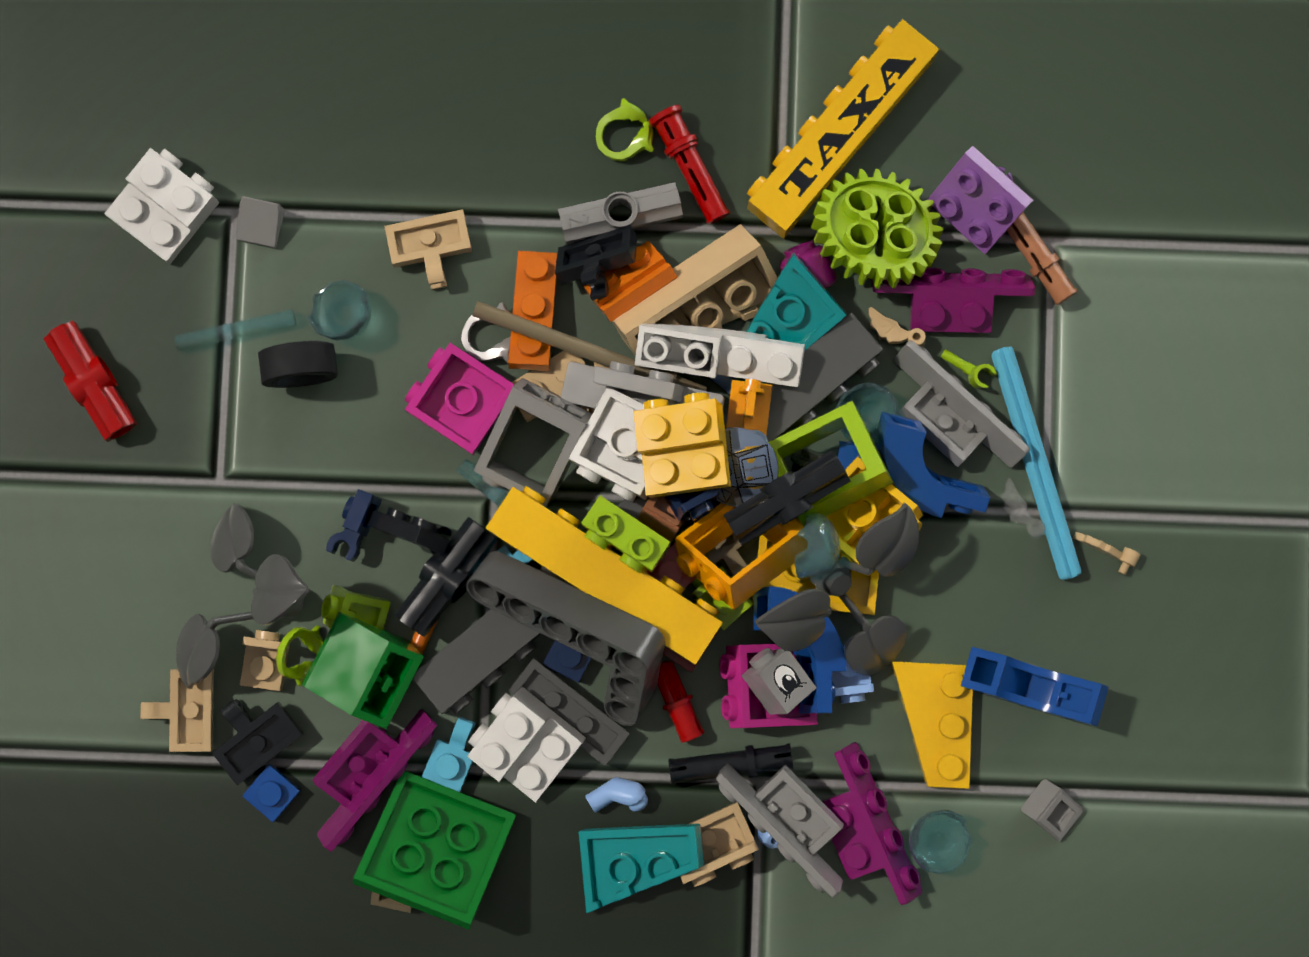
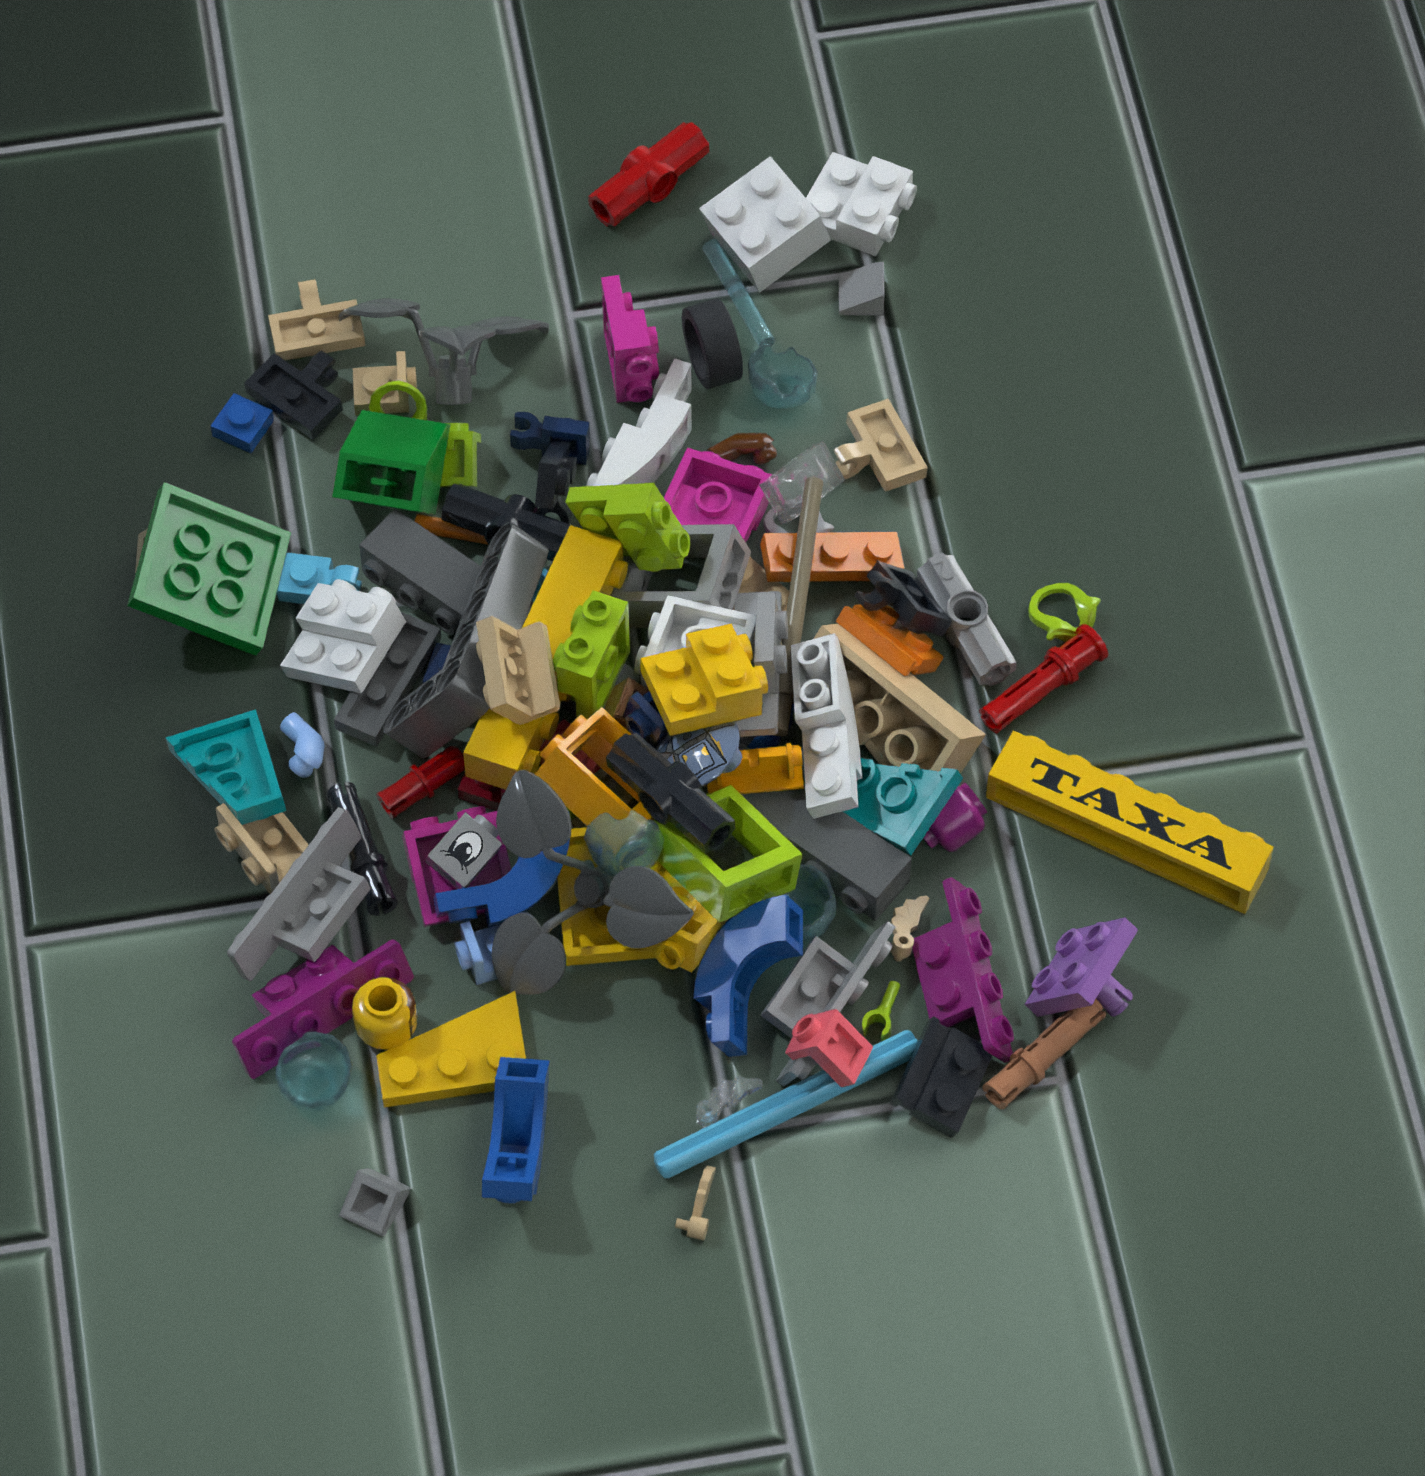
camera: 75 degrees right, 25 degrees down
(178, 290) = (765, 224): none -> white brick
(288, 438) = (628, 343): none -> dark pink plate
(363, 770) = (285, 490): magenta bracket -> none
(393, 453) = (648, 449): none -> white slope
(397, 358) = (744, 443): none -> reddish brown arm
(454, 317) = (786, 486): none -> clear plate
(504, 469) = (636, 518): none -> lime plate
(640, 603) = (517, 670): none -> tan bracket
(900, 222) = (1014, 832): lime gear -> none
(913, 779) = (384, 1013): none -> yellow head
(1011, 419) = (832, 1044): none -> coral bracket
(1042, 335) = (942, 1077): none -> black plate

